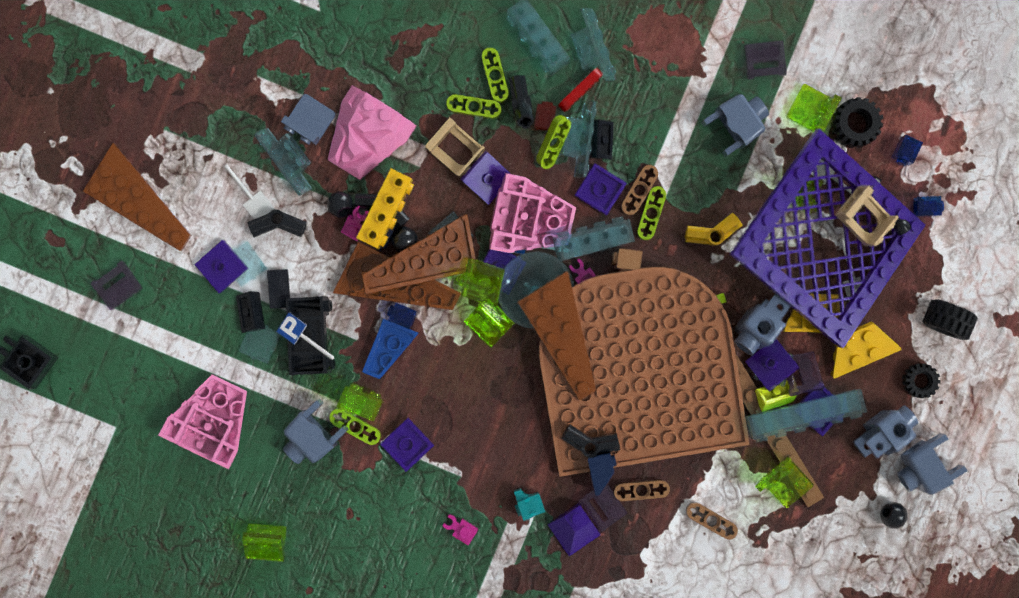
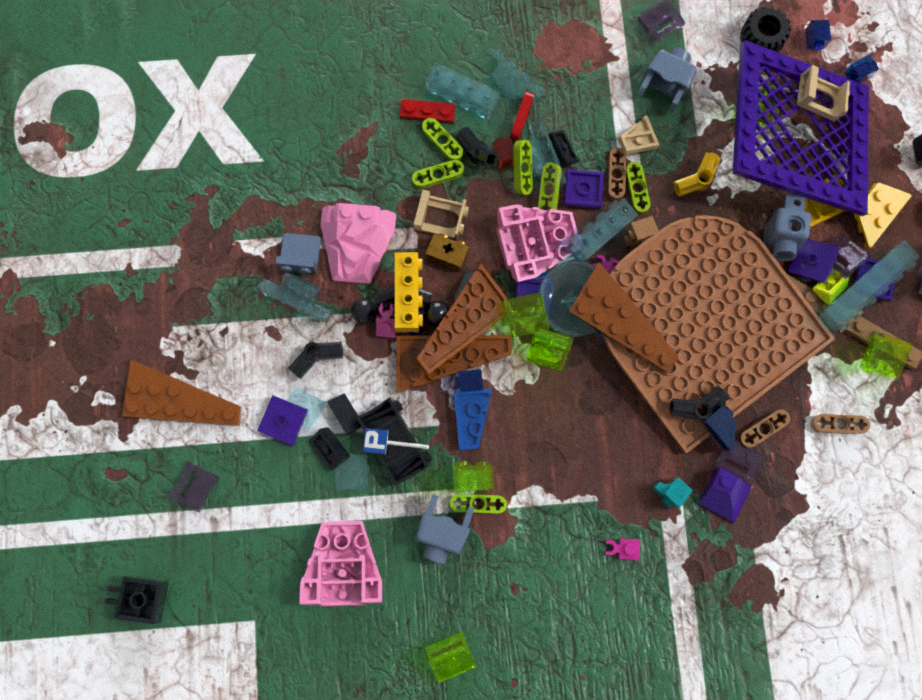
camera: 30 degrees left, 10 degrees down
(258, 204) = (288, 350): white piece -> none
(407, 444) = (534, 495): dark purple plate -> none
(446, 197) = (454, 259): none -> pearl gold brick
(485, 177) = (480, 226): dark purple plate -> none
(496, 39) = (422, 110): none -> red plate
(570, 160) = (544, 183): none -> lime beam
(678, 166) = (639, 138): none -> tan wing
(813, 108) = (723, 39): clear neon green bracket -> none
(902, 227) = (855, 92): black hinge -> none

